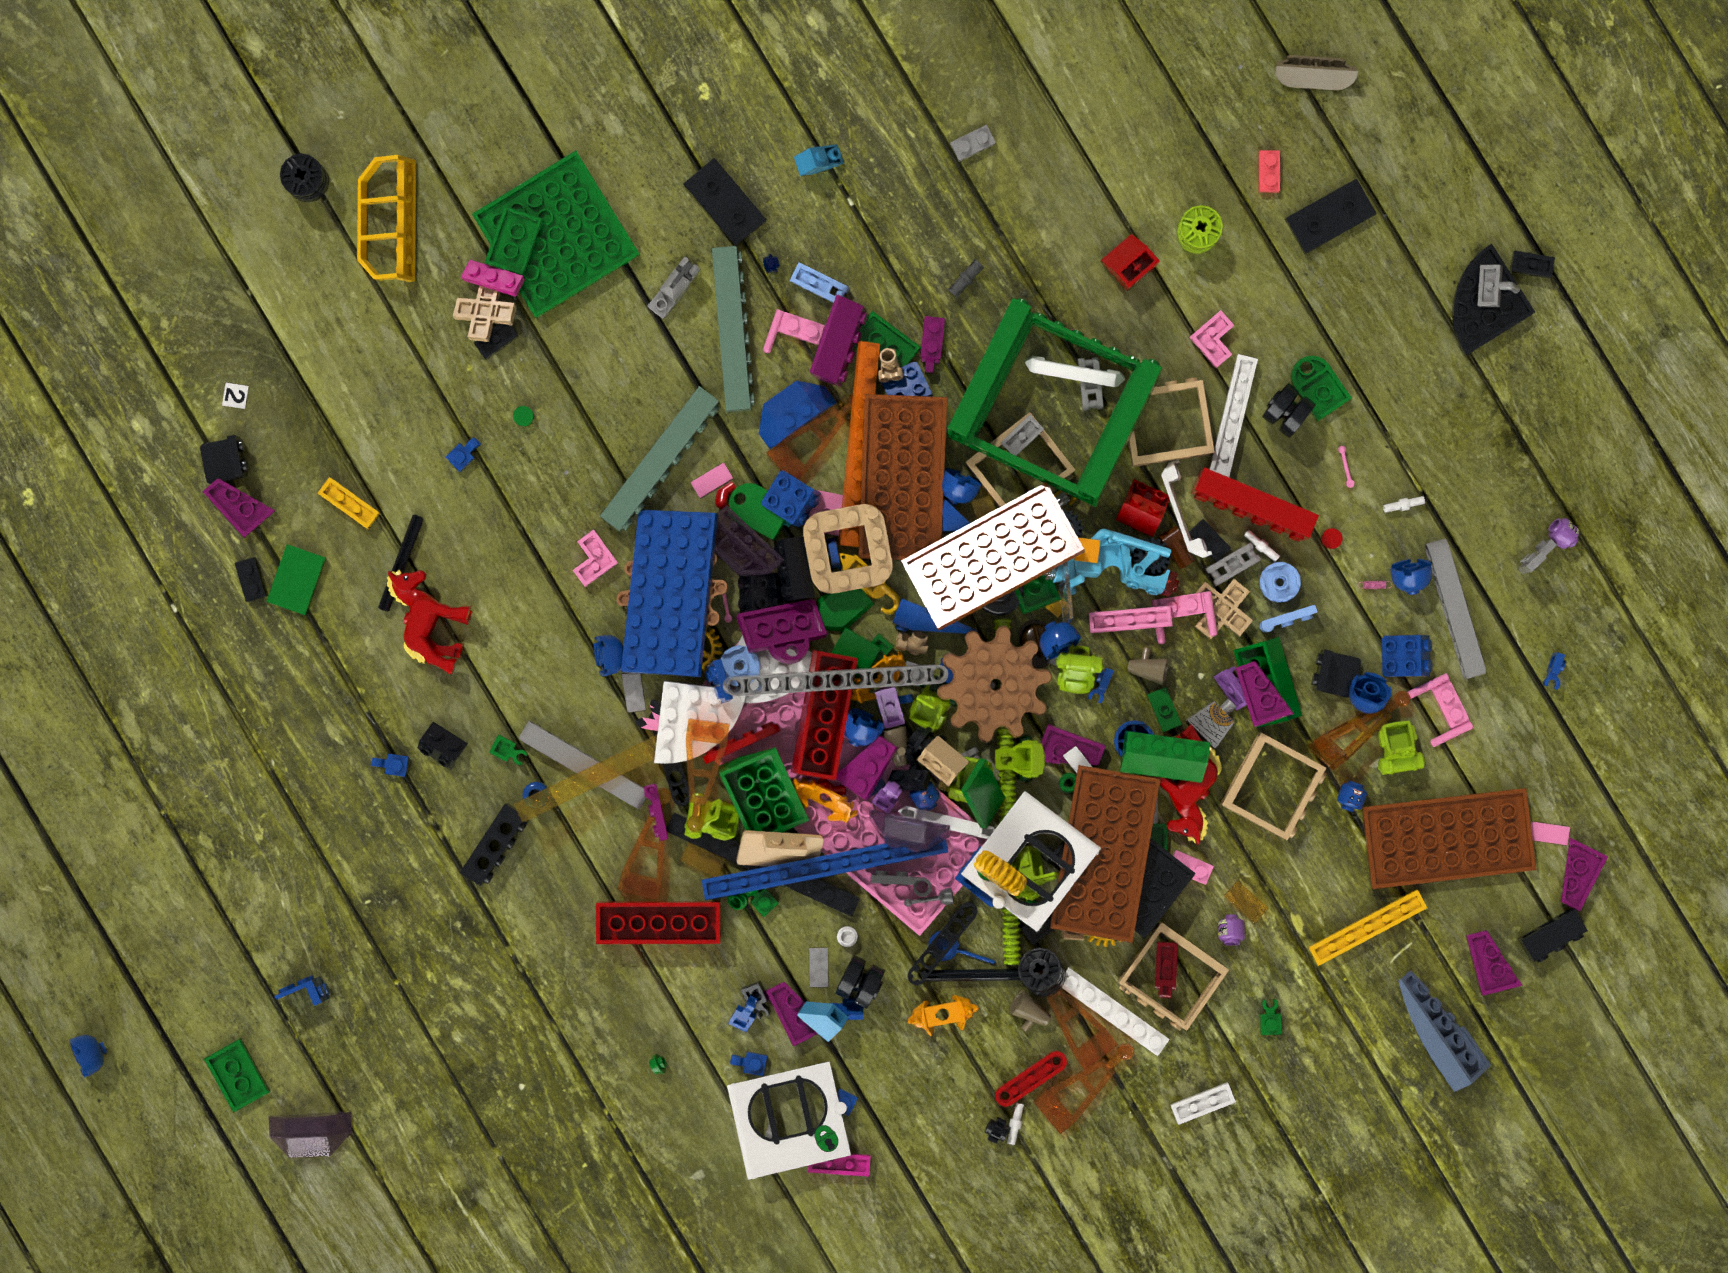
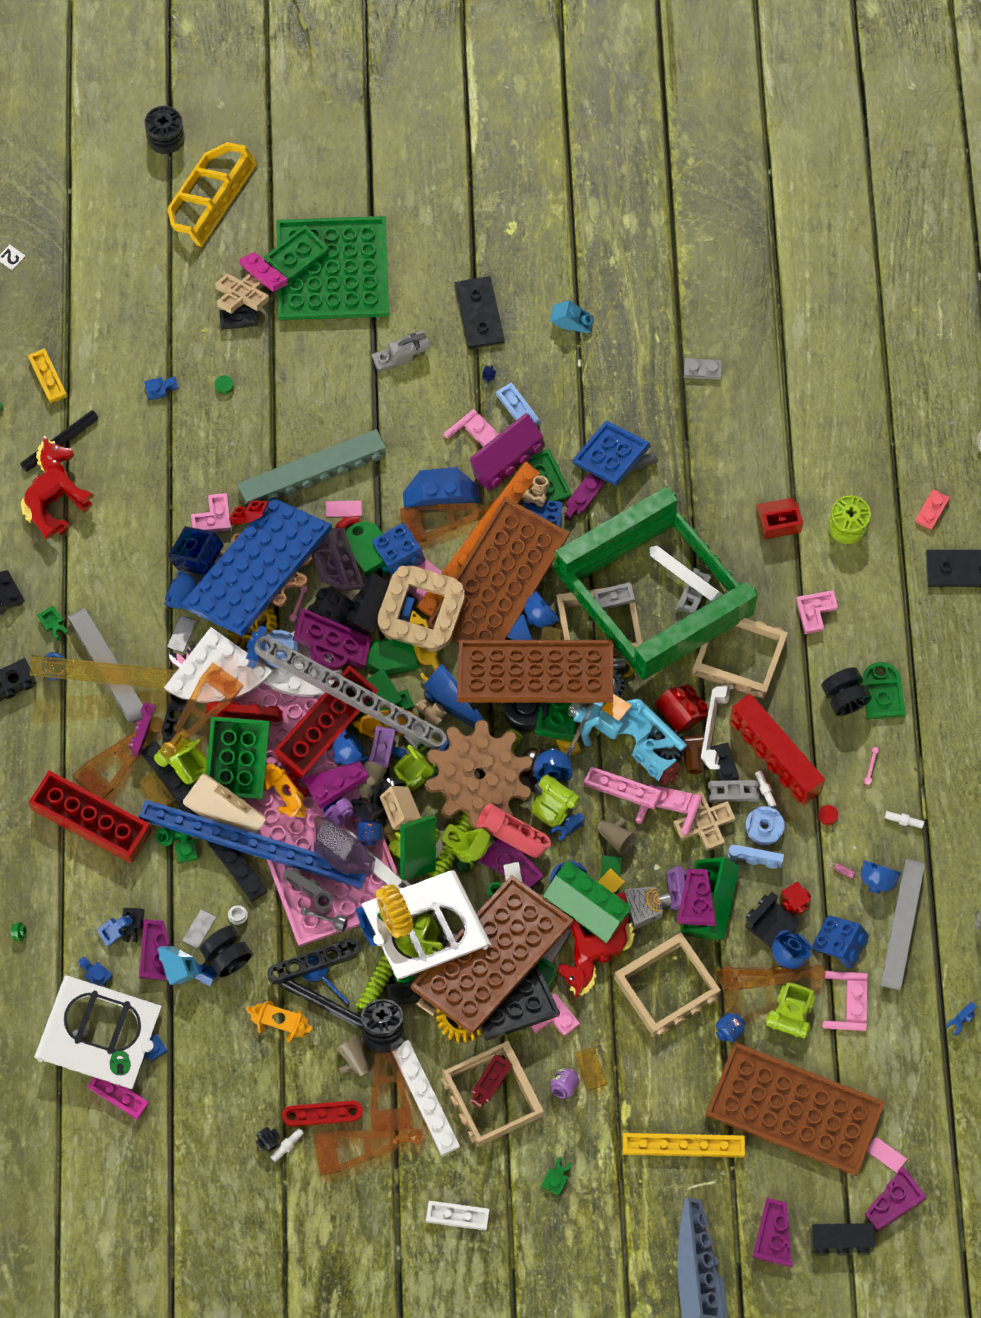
camera: 20 degrees right, 20 degrees down
(600, 607) = (195, 550): none -> clear blue brick
(628, 540) = (248, 514): none -> red slope
(731, 329) = (427, 405): sand green brick -> none
(936, 285) = (611, 453): none -> blue plate
(1041, 724) = (513, 831): none -> coral beam
(1171, 722) = (611, 881): none -> yellow brick
(1233, 414) = (801, 673): white plate -> none
(1346, 639) = (795, 899): none -> red brick

